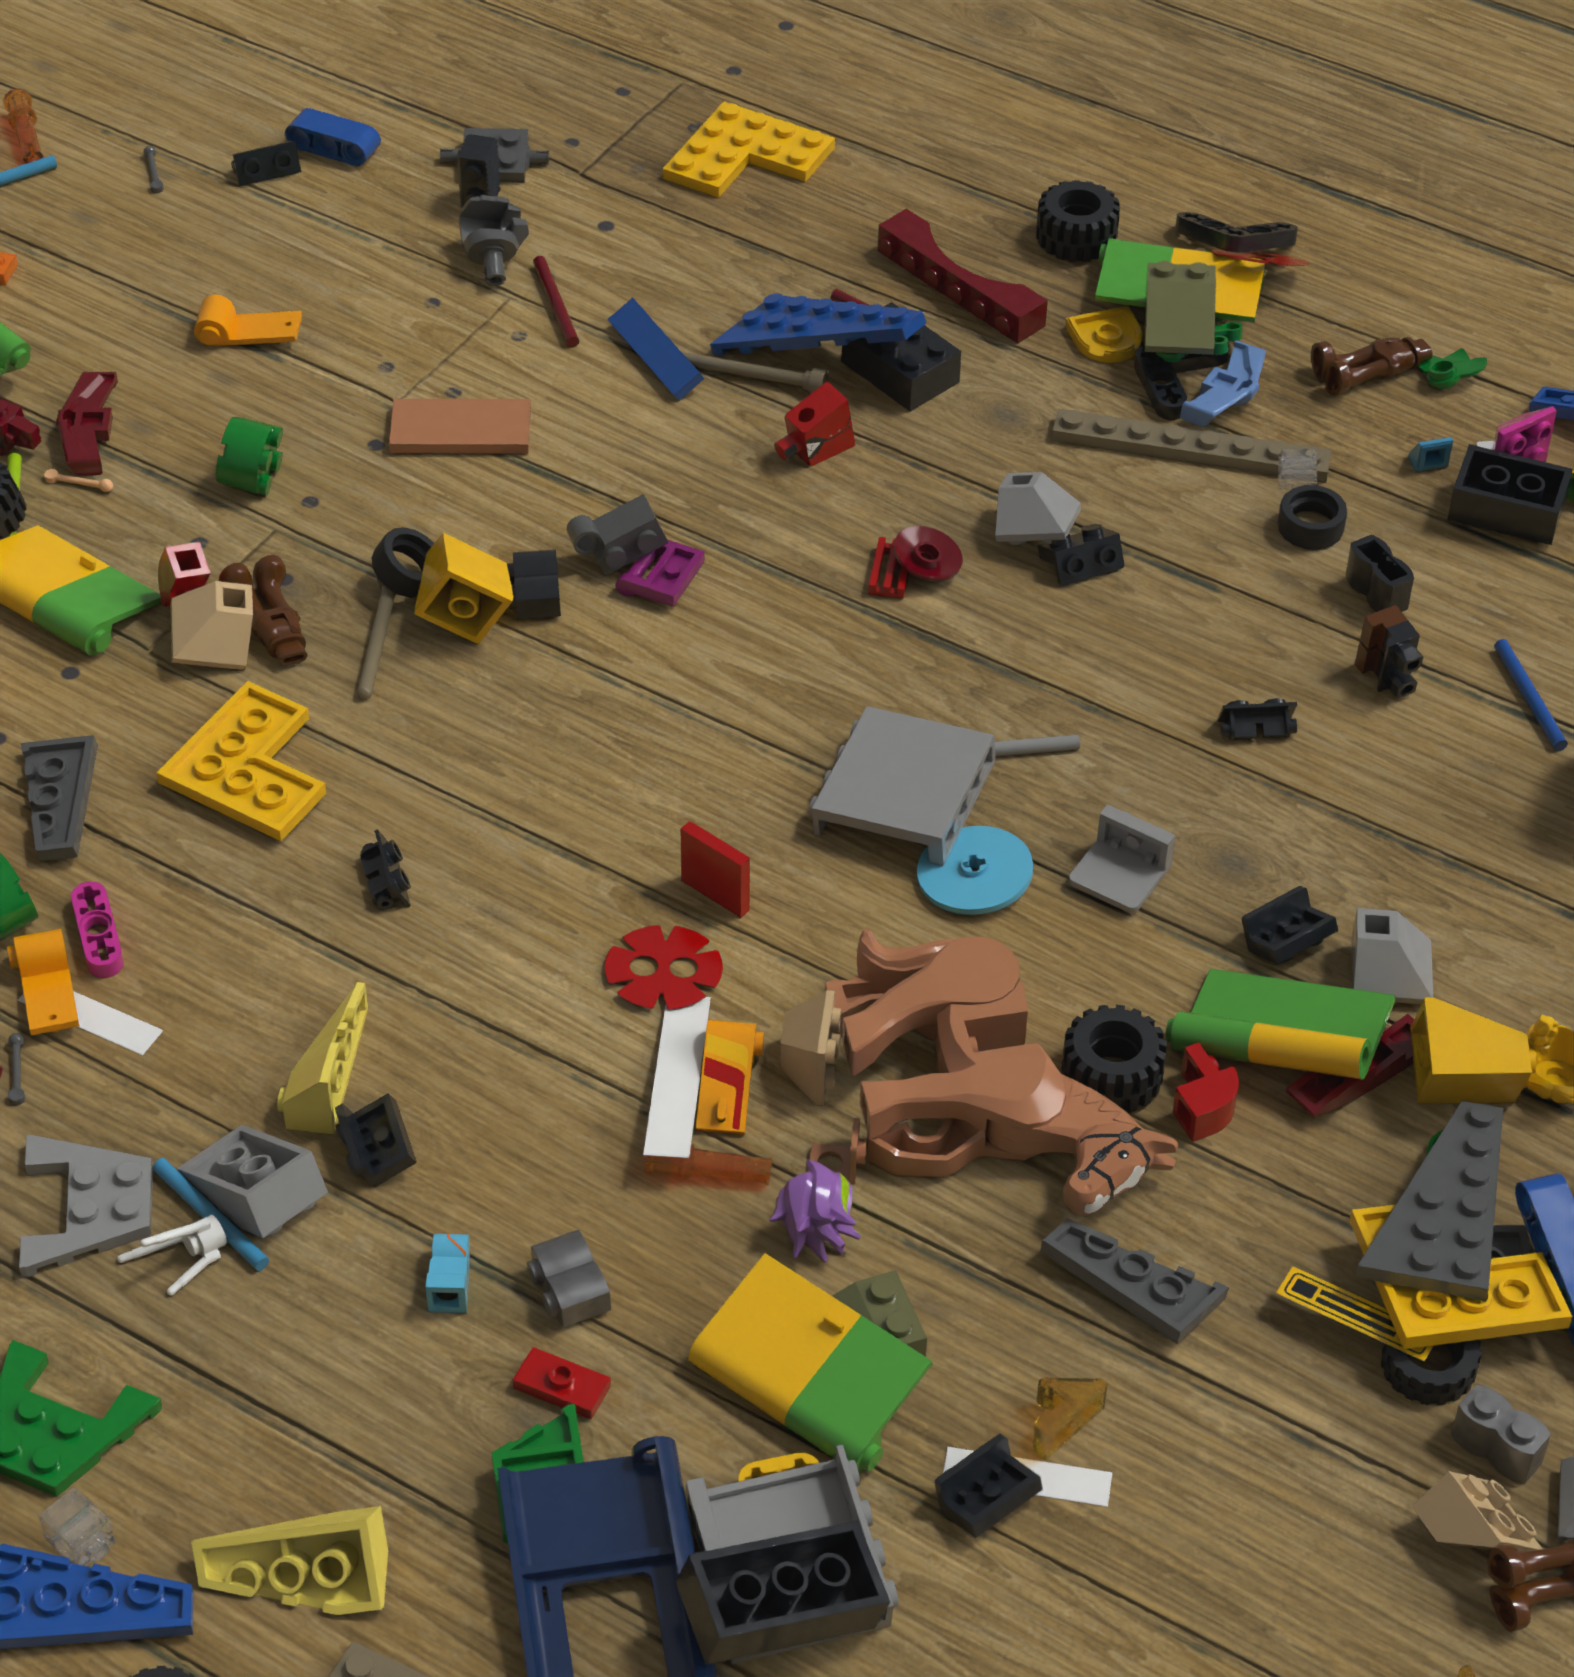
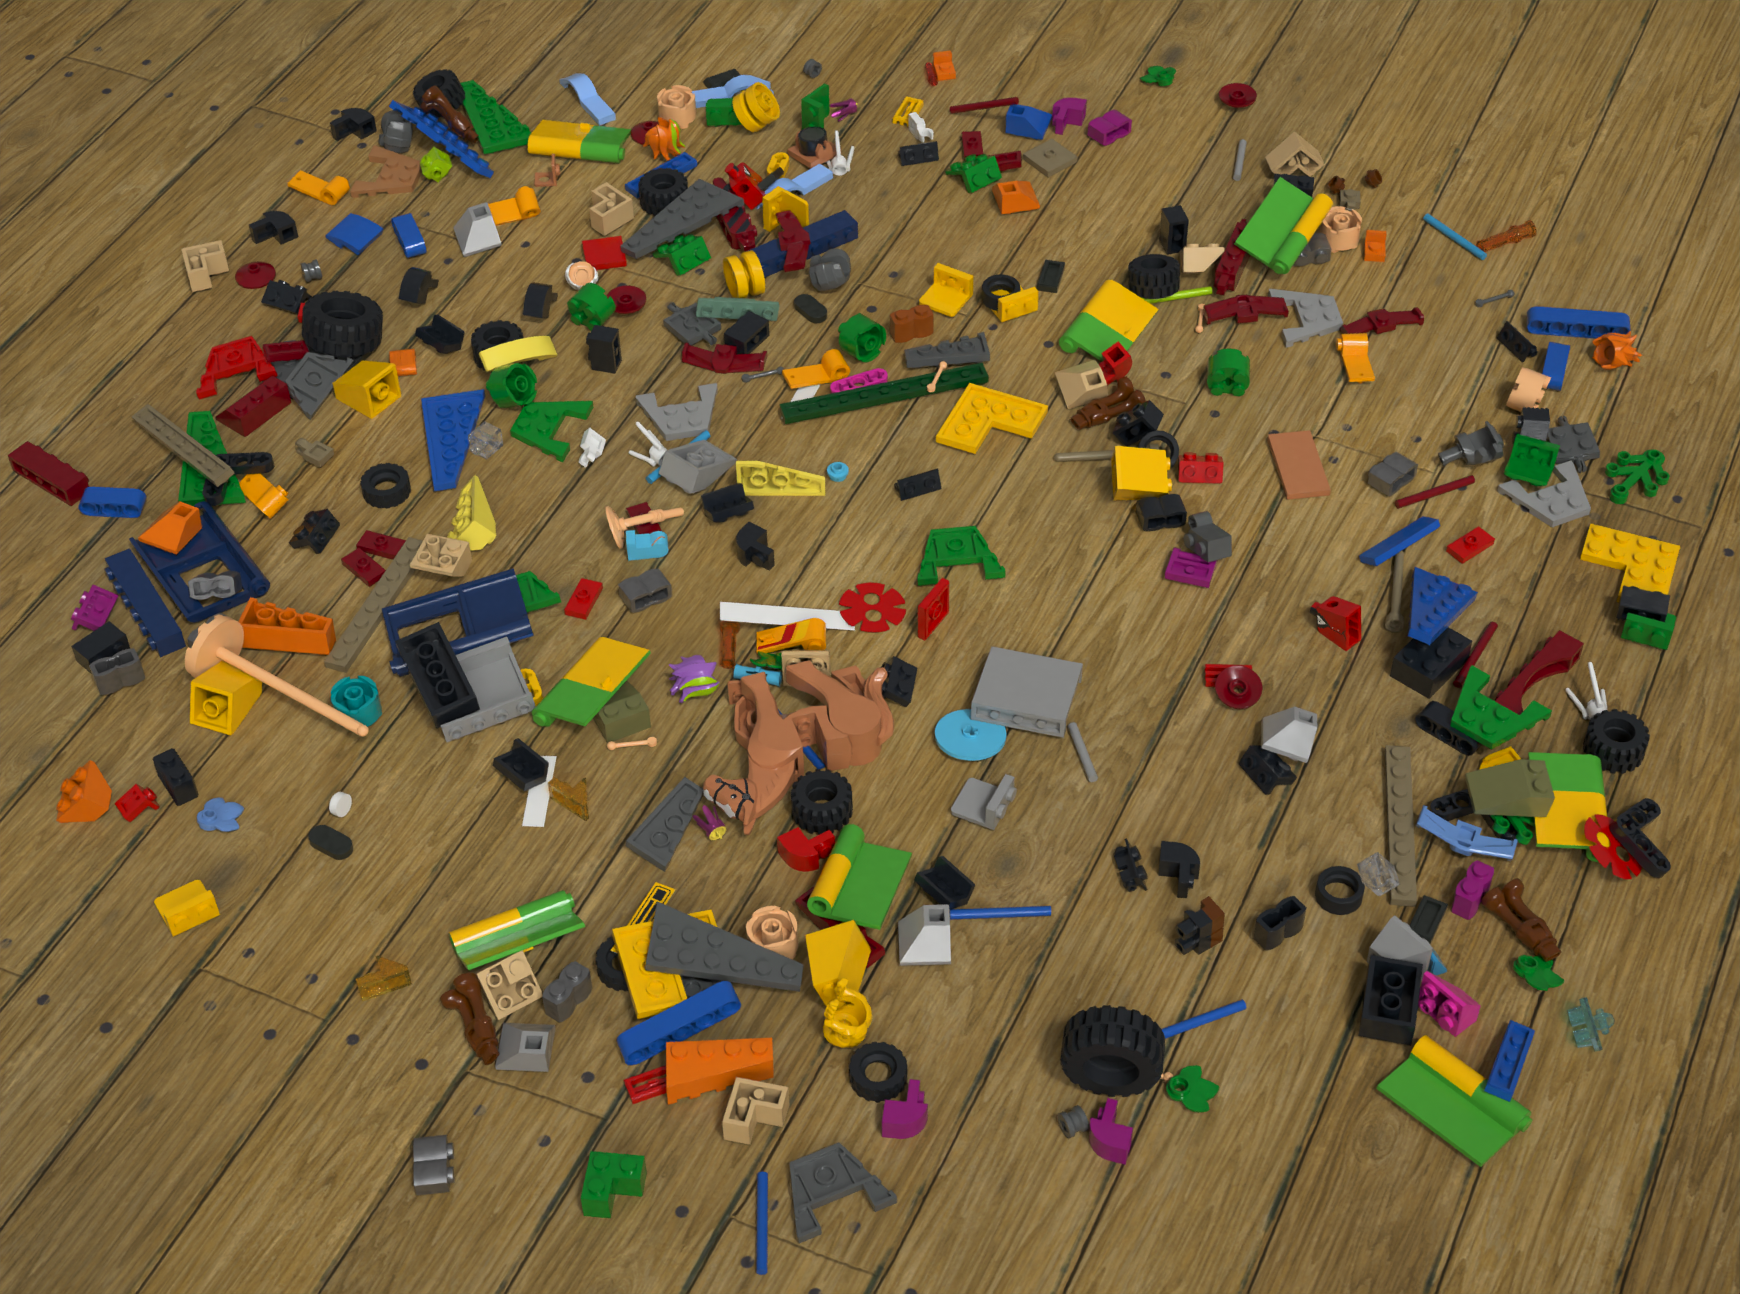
camera: 85 degrees right, 0 degrees up
(122, 349) = (1315, 314): none -> light grey wing
(138, 899) = (882, 393): none -> dark green plate
(145, 1345) = (593, 446): none -> white plate
(156, 820) = (931, 387): none -> light nougat hinge
(164, 288) = (1383, 321): none -> dark red plate
(247, 98) = (1576, 322): none -> blue beam
(320, 979) = (837, 471): none -> medium azure plate
(332, 70) = (1615, 350): none -> orange hair
(341, 570) = (1136, 423): none -> black brick
(376, 1277) = (641, 509): none -> dark red plate
(392, 164) = (1528, 389): none -> light nougat brick
(409, 1290) = (619, 525): none -> light nougat dish
(424, 1601) = (443, 556): none -> tan slope
(447, 515) = (1200, 468): none -> red bracket
(491, 1116) = (752, 547): none -> black brick
(516, 330) = (1392, 473): none -> flat silver brick
(536, 197) = (1532, 460): none -> green bracket
(550, 92) = (1650, 459): none -> green plant
(555, 836) = (957, 547): none -> green wing
(605, 190) = (1555, 503): none -> light grey wing
(674, 287) = (1470, 545): none -> red plate
(781, 1101) = (769, 660): none -> green plate
(804, 1131) = (772, 677): none -> medium azure pin
(836, 943) = (899, 681): none -> black bracket
(844, 146) = (1643, 603): none -> black brick
(869, 158) = (1649, 631): none -> green bracket
(933, 1300) = (651, 741): none -> light nougat hinge
(1013, 230) = (1595, 705): none -> white plant
(1029, 364) = (1436, 721): none -> black beam
(1035, 318) = (1488, 720): none -> green wing
(1143, 1215) = (715, 828): none -> flat silver piece
(1262, 661) = (1180, 862): none -> black brick
(1321, 393) = (1472, 890): none -> magenta brick
(1333, 873) = (1000, 912): none -> blue bar
(1359, 450) = (1428, 917): none -> pearl dark grey tile
(1388, 1498) = (515, 930): none -> bright green door
(1390, 1142) = (774, 930): none -> light nougat brick
(1430, 470) = (1401, 943): none -> light grey slope
(1537, 334) = (1583, 1015): none -> clear light blue hips

